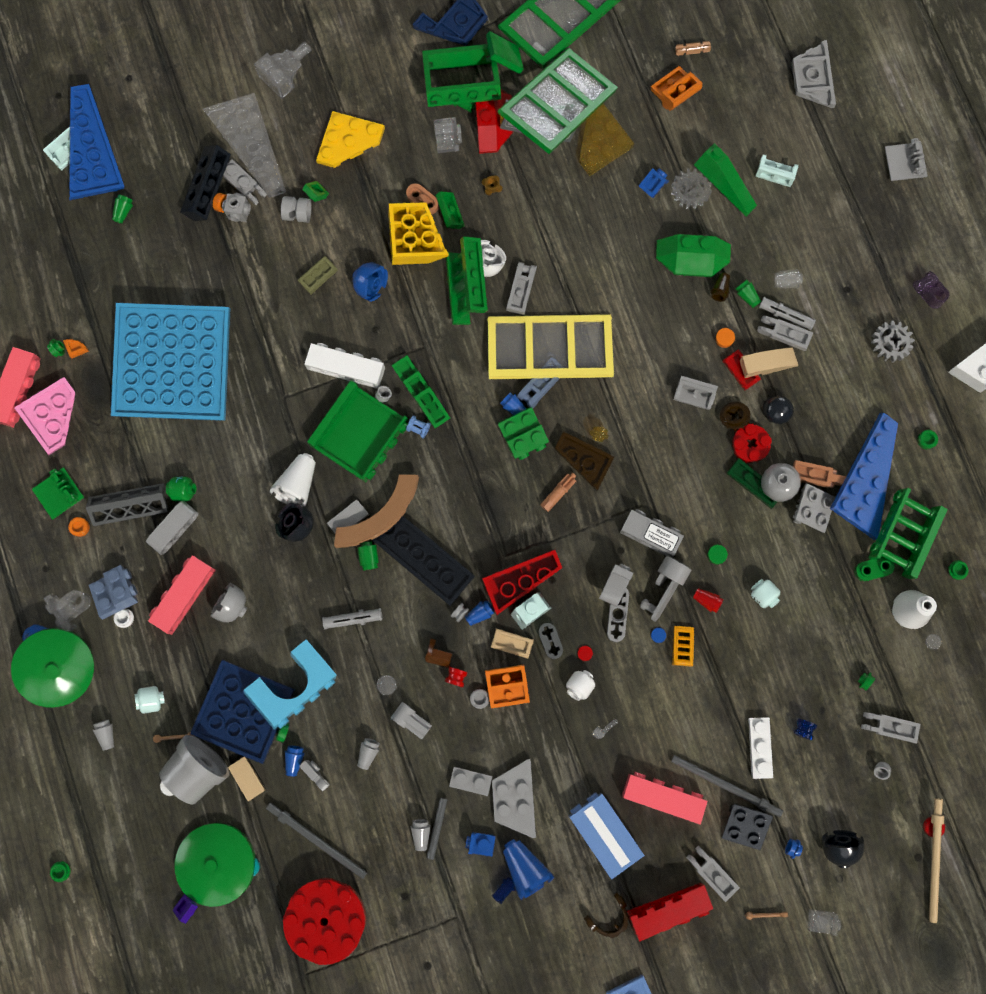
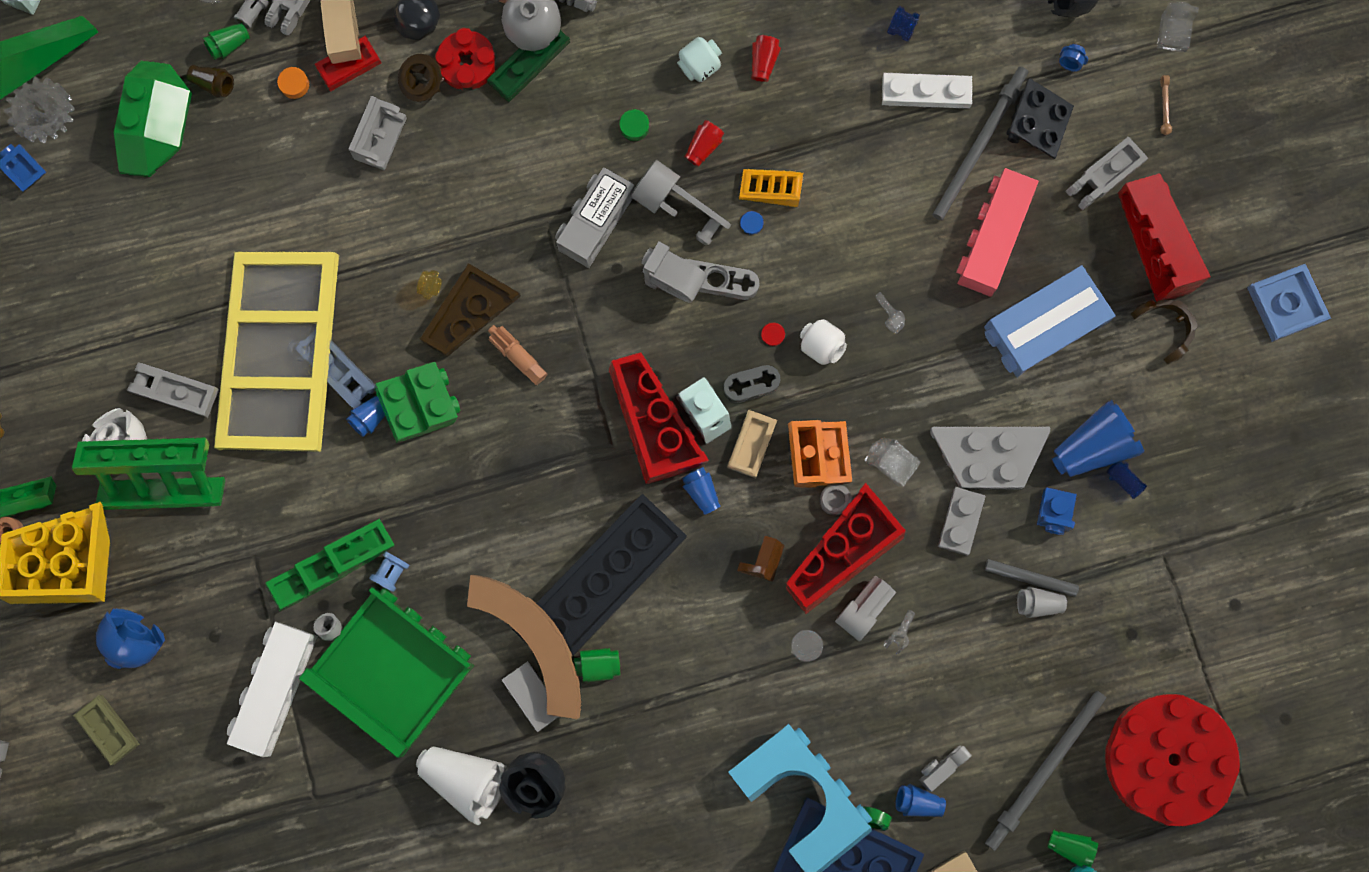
camera: 90 degrees left, 0 degrees up
(269, 859) = (1074, 847): none -> green cone
(329, 622) = (695, 658): light grey pin -> none
(368, 752) = (912, 680): light grey cone -> none
(395, 744) = (900, 636): none -> clear hand
(448, 707) = (846, 549): none -> red wedge
(456, 677) = (800, 533): red wheel -> none
(460, 612) = (699, 521): light grey bush -> none
(506, 734) = (892, 460): none -> clear bracket
(771, 636) = (764, 56): none -> red cone

